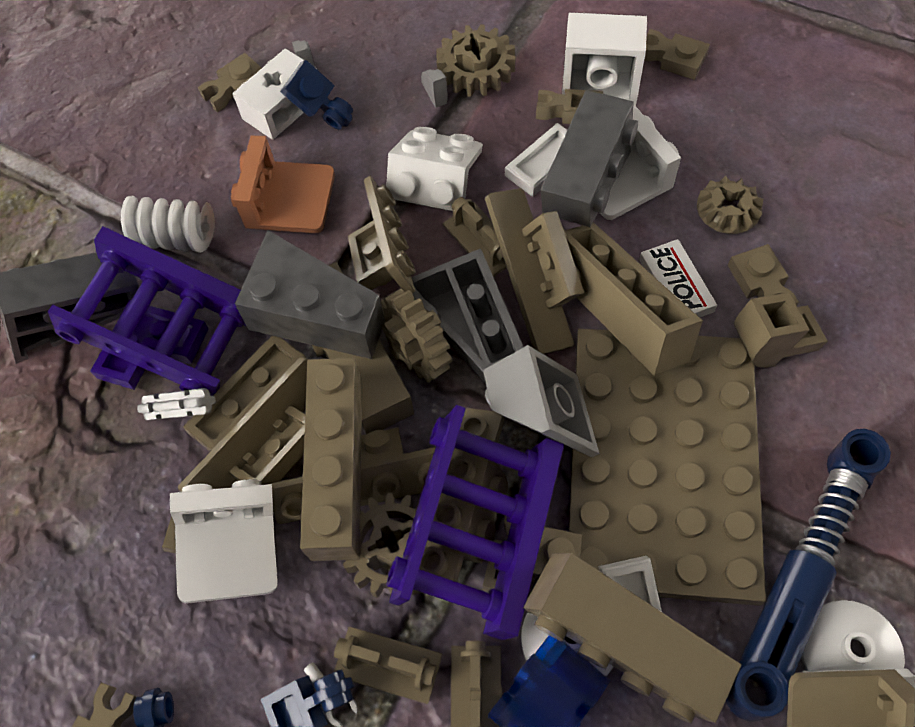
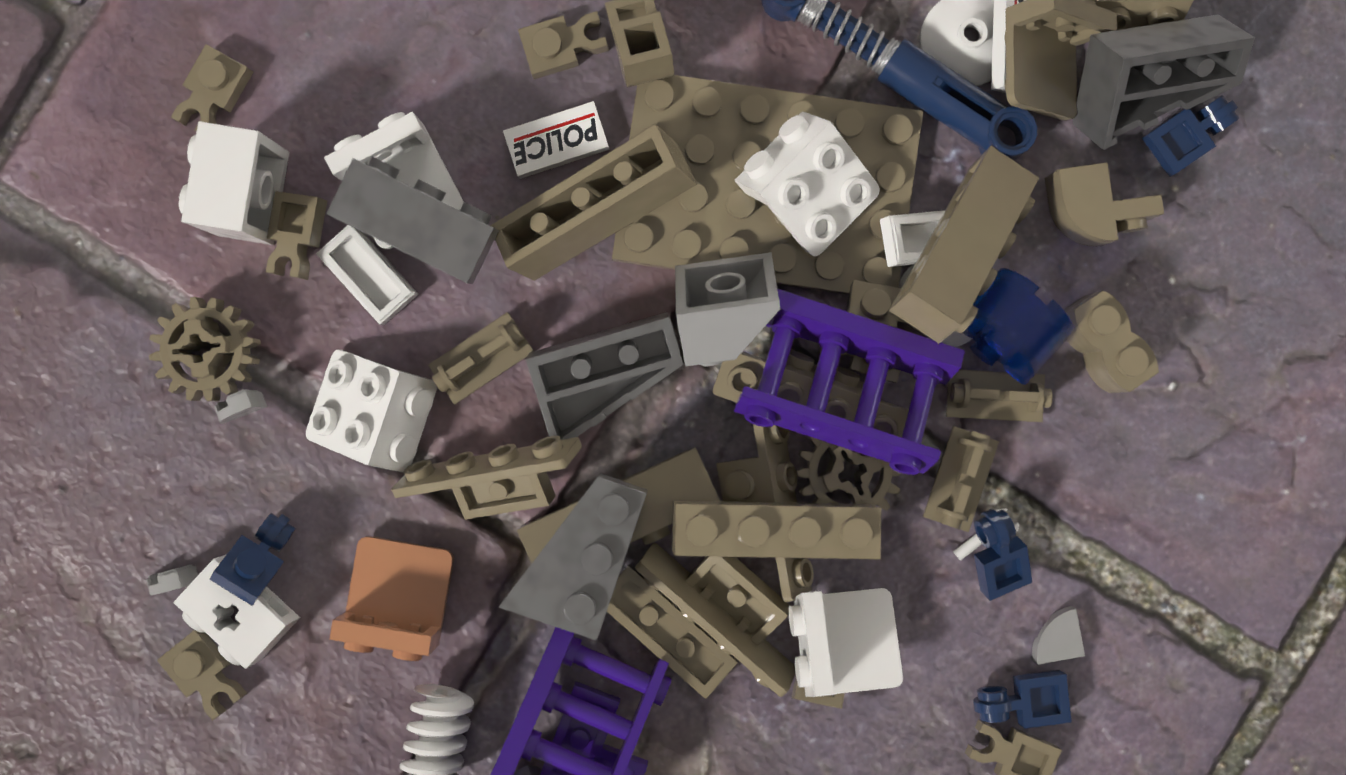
camera: 95 degrees left, 25 degrees up
(176, 404) = (679, 708): axle -> none
(415, 335) = (623, 440): dark tan gear -> none
(538, 267) = (541, 297): dark tan bracket -> none
(669, 483) = (810, 181): none -> white bracket
(729, 218) = (478, 65): dark tan gear -> none

